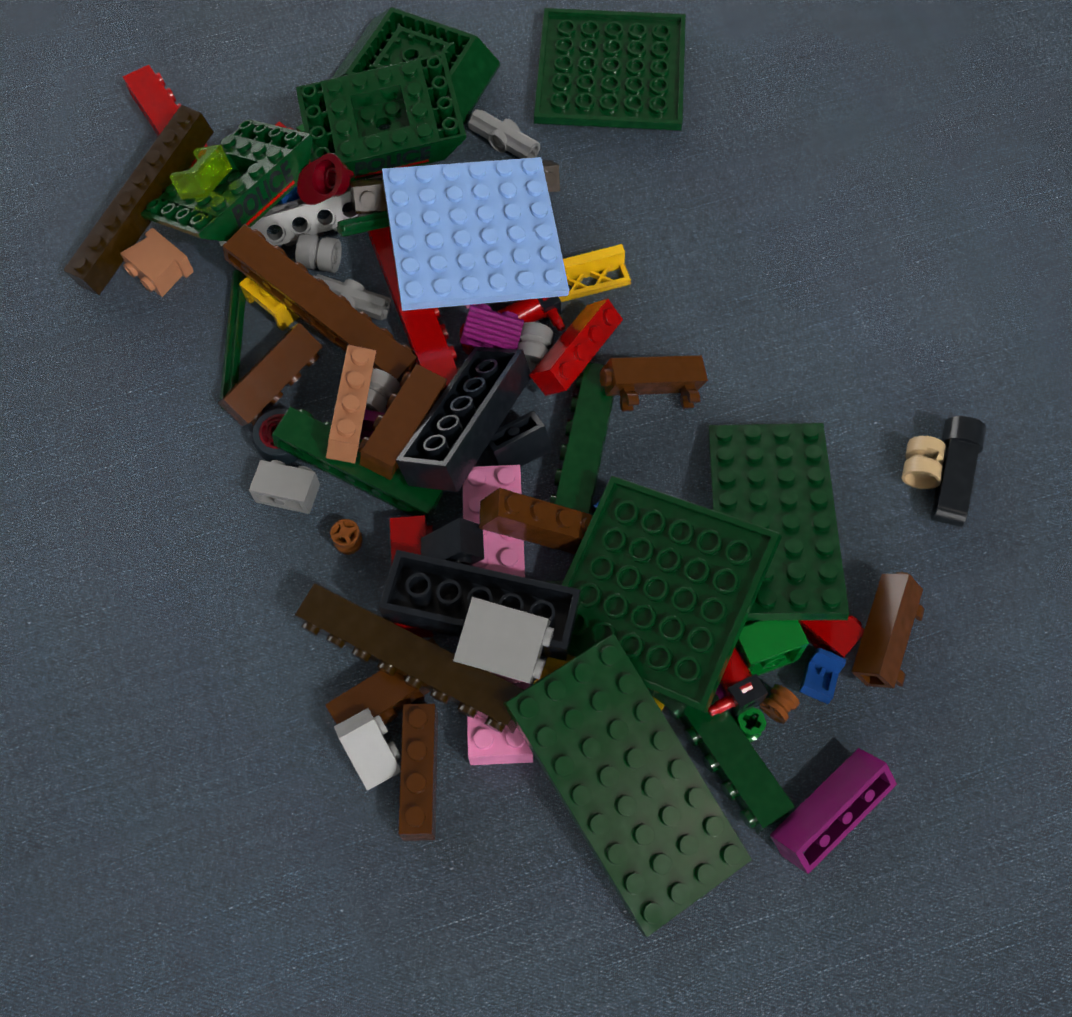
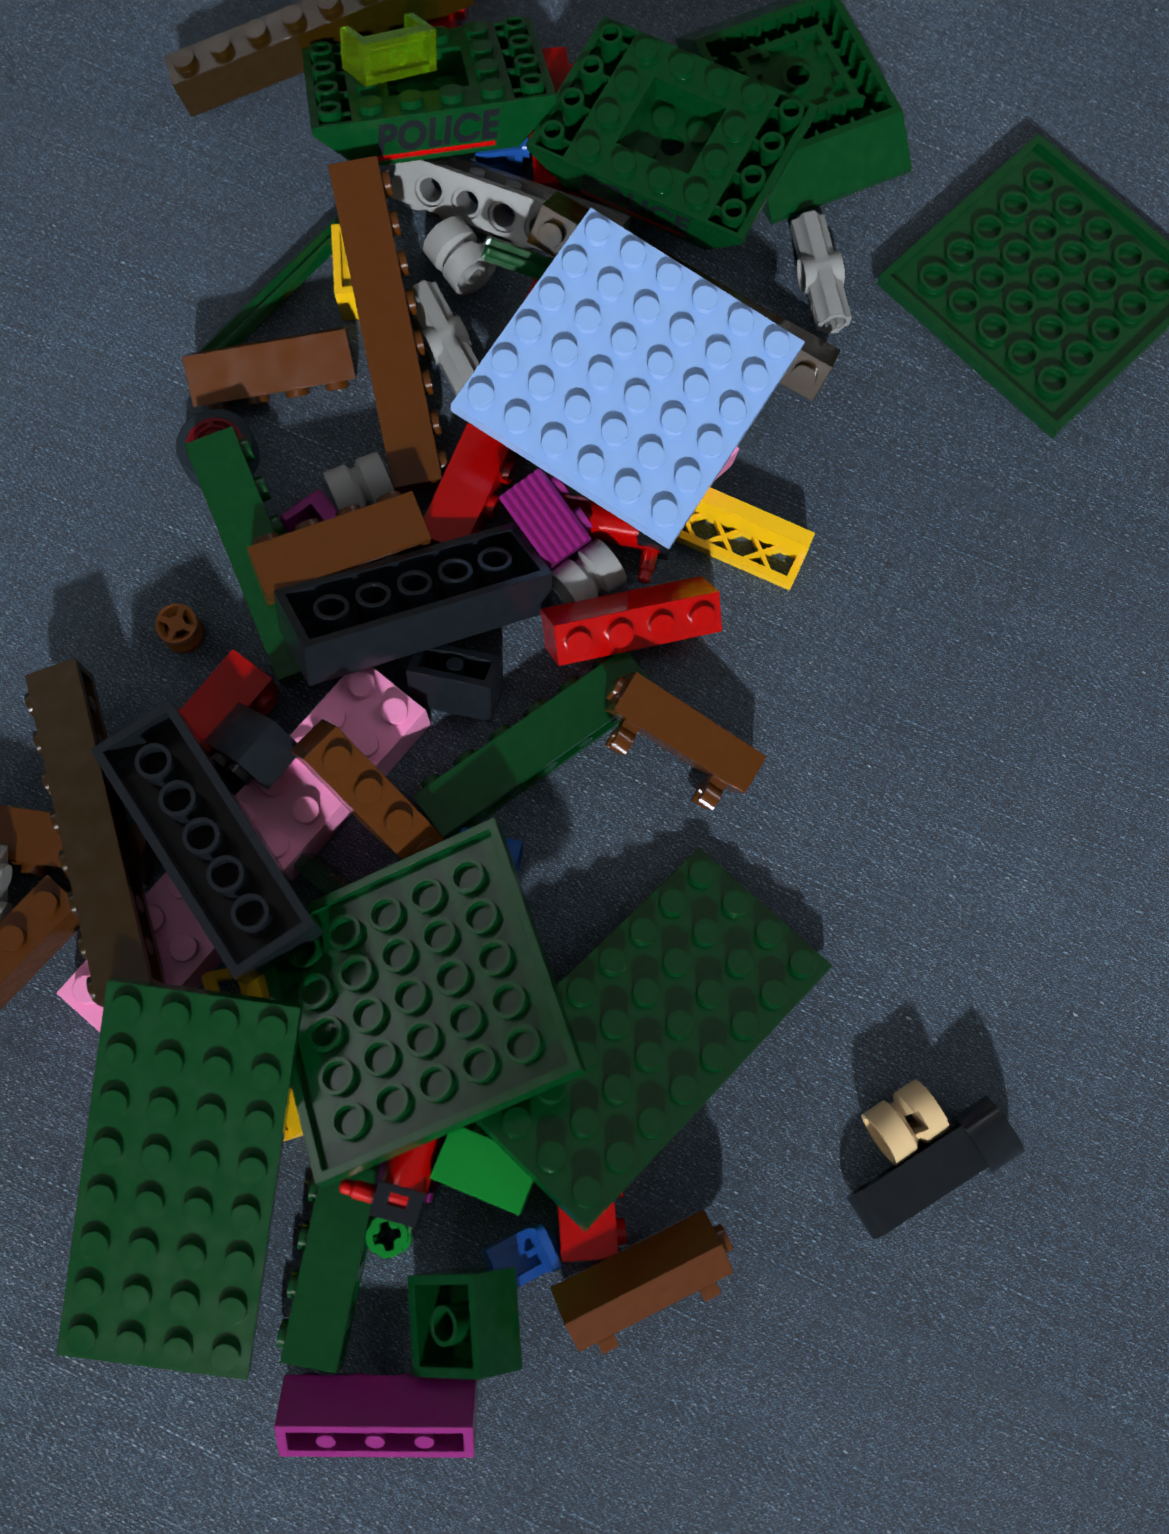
camera: 40 degrees right, 10 degrees up
(156, 262) = (276, 125): nougat hips -> none
(284, 486) = (170, 514): light grey brick -> none
(323, 179) = (526, 168): dark red piece -> none
(350, 404) = (296, 478): nougat brick -> none
(503, 641) = (168, 909): light grey brick -> none
(779, 703) = (445, 1243): dark orange wheel -> none
(829, 724) = (464, 1323): none -> dark green brick

